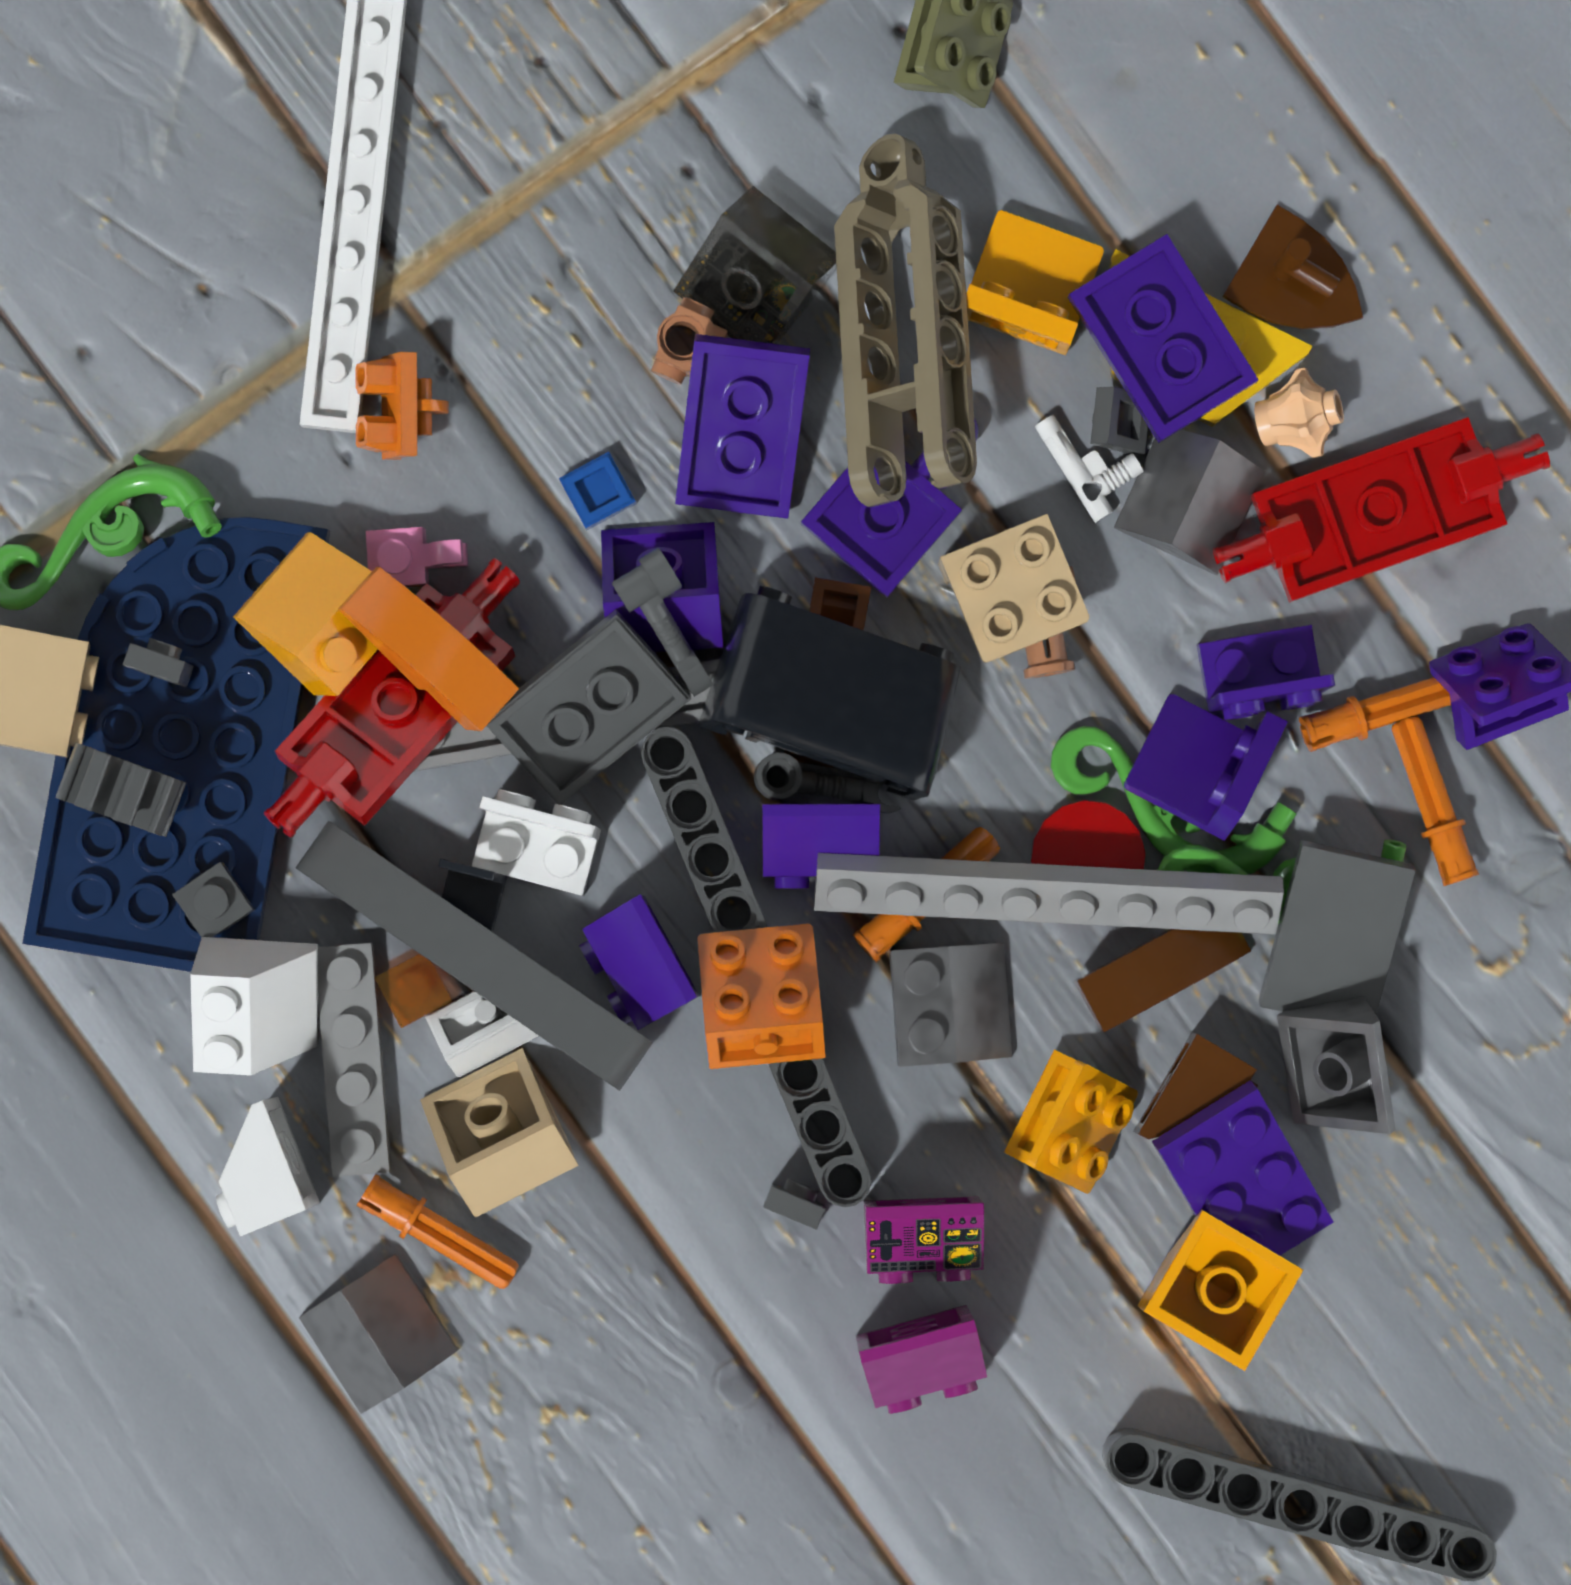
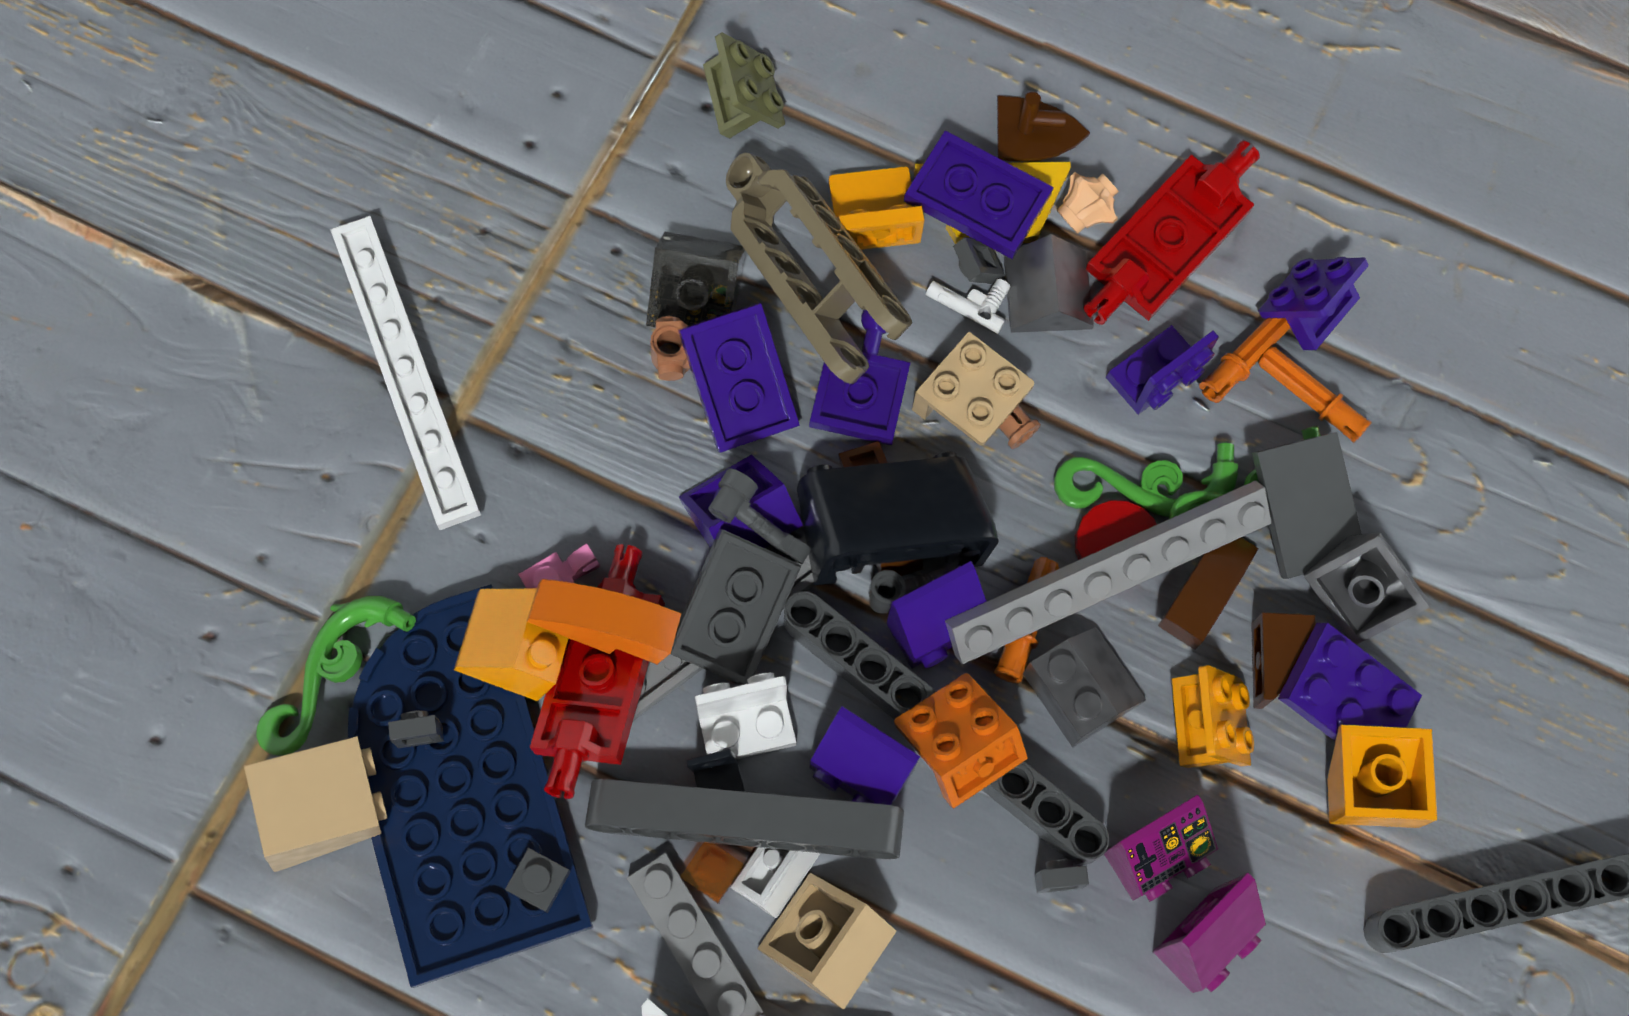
camera: 35 degrees left, 15 degrees down
(120, 790) = (430, 829): dark grey gear -> none
(252, 1004) = (603, 938): white slope -> none
(404, 403) = (502, 477): orange hips -> none
(597, 491) = (663, 472): blue tile -> none
(1202, 764) = (1162, 443): dark purple bracket -> none

